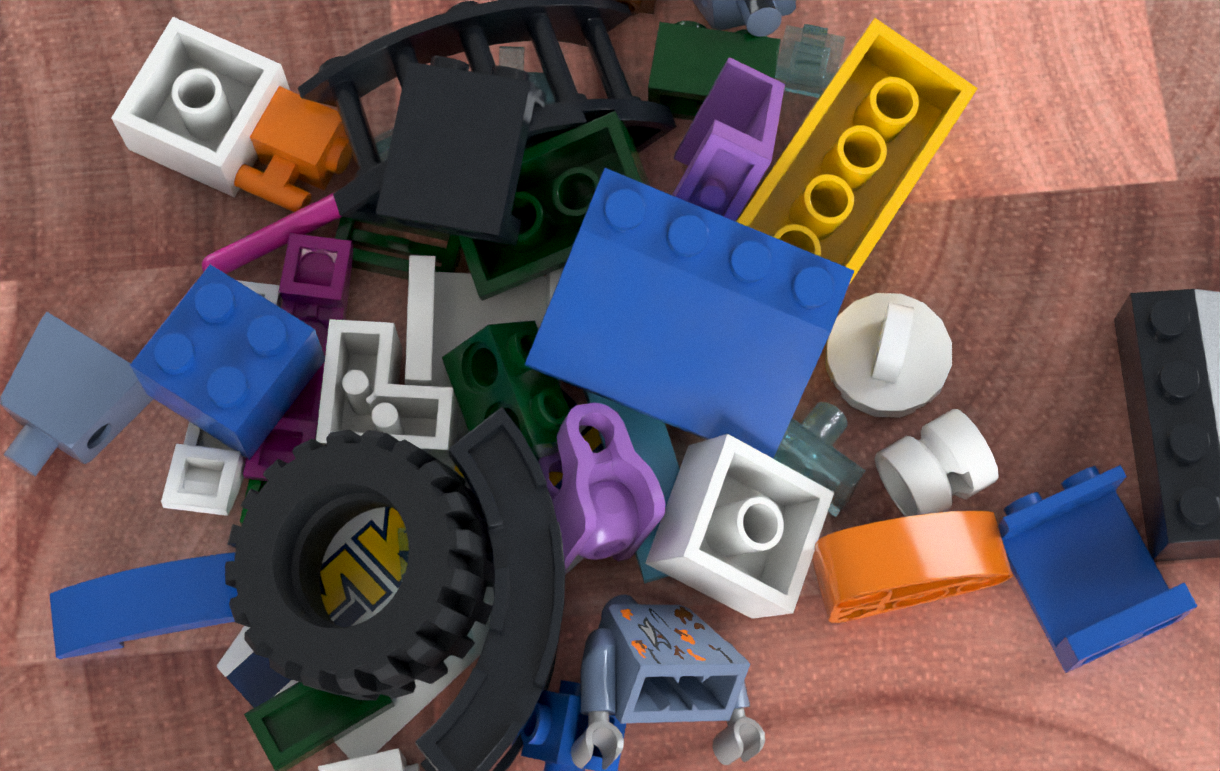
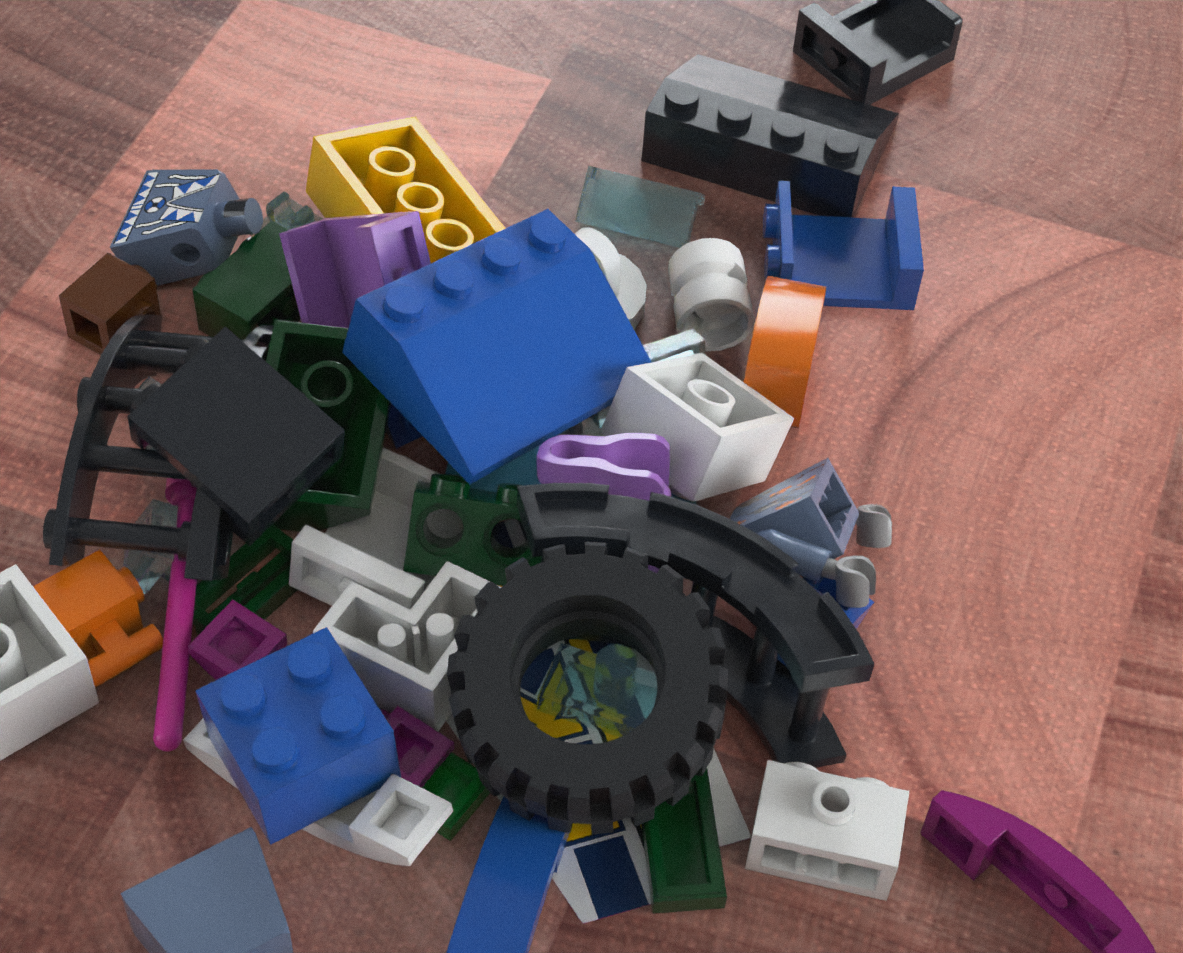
camera: 70 degrees left, 20 degrees down
(1035, 346) = (638, 207): none -> clear light blue panel

